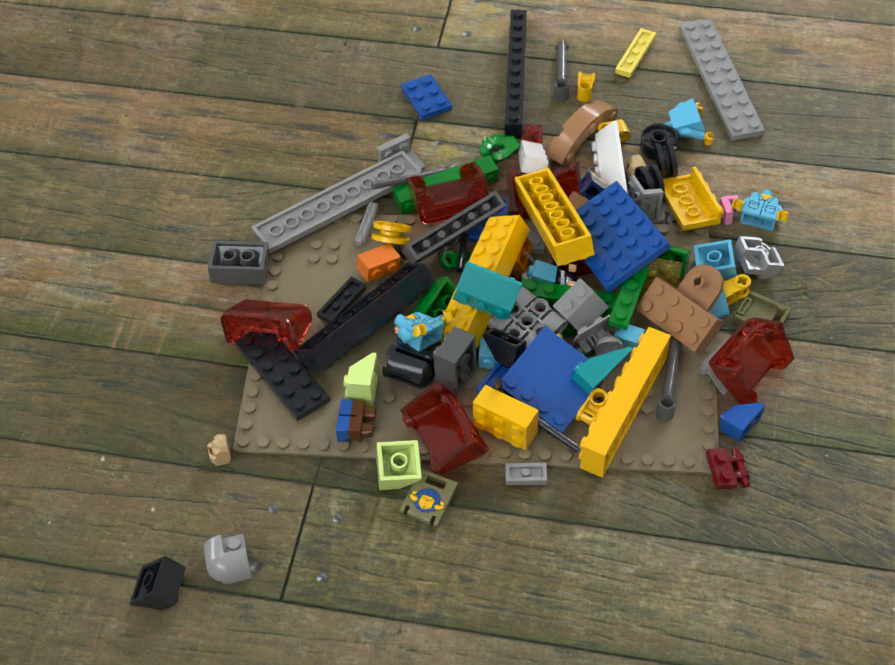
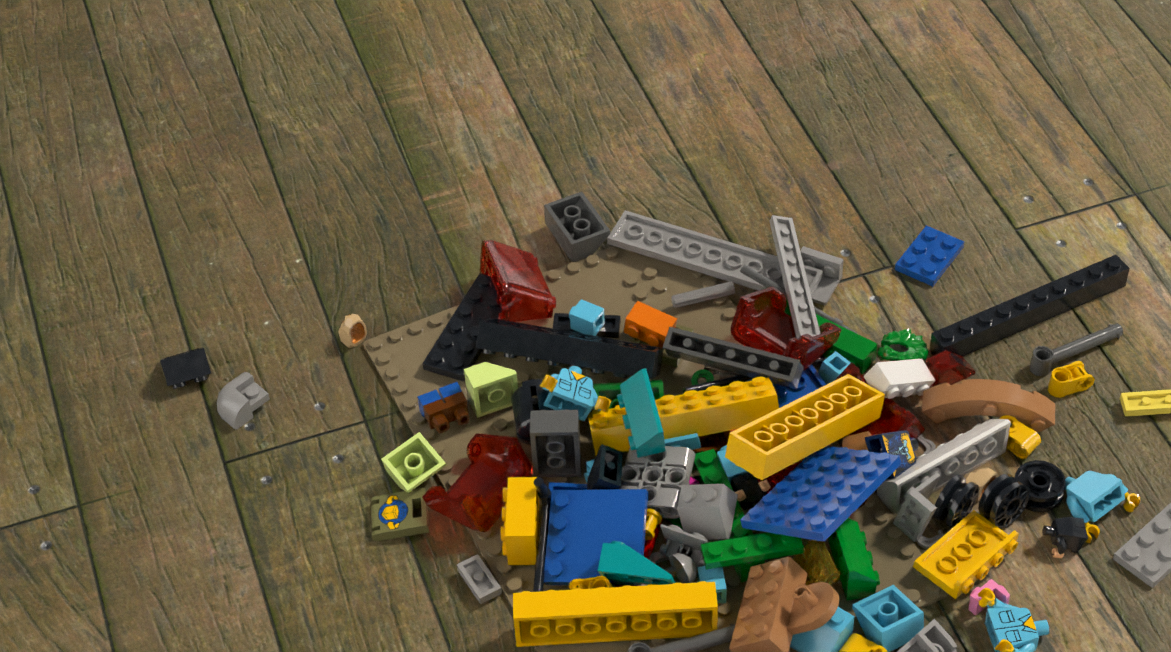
camera: 60 degrees right, 5 degrees down
(344, 293) = (586, 318): none -> medium azure brick
(391, 232) = (695, 313): yellow wheel -> none
(405, 164) = (794, 276): none -> light grey plate
(496, 183) = (832, 367): none -> medium azure brick
(705, 148) = (1066, 534): none -> black piece

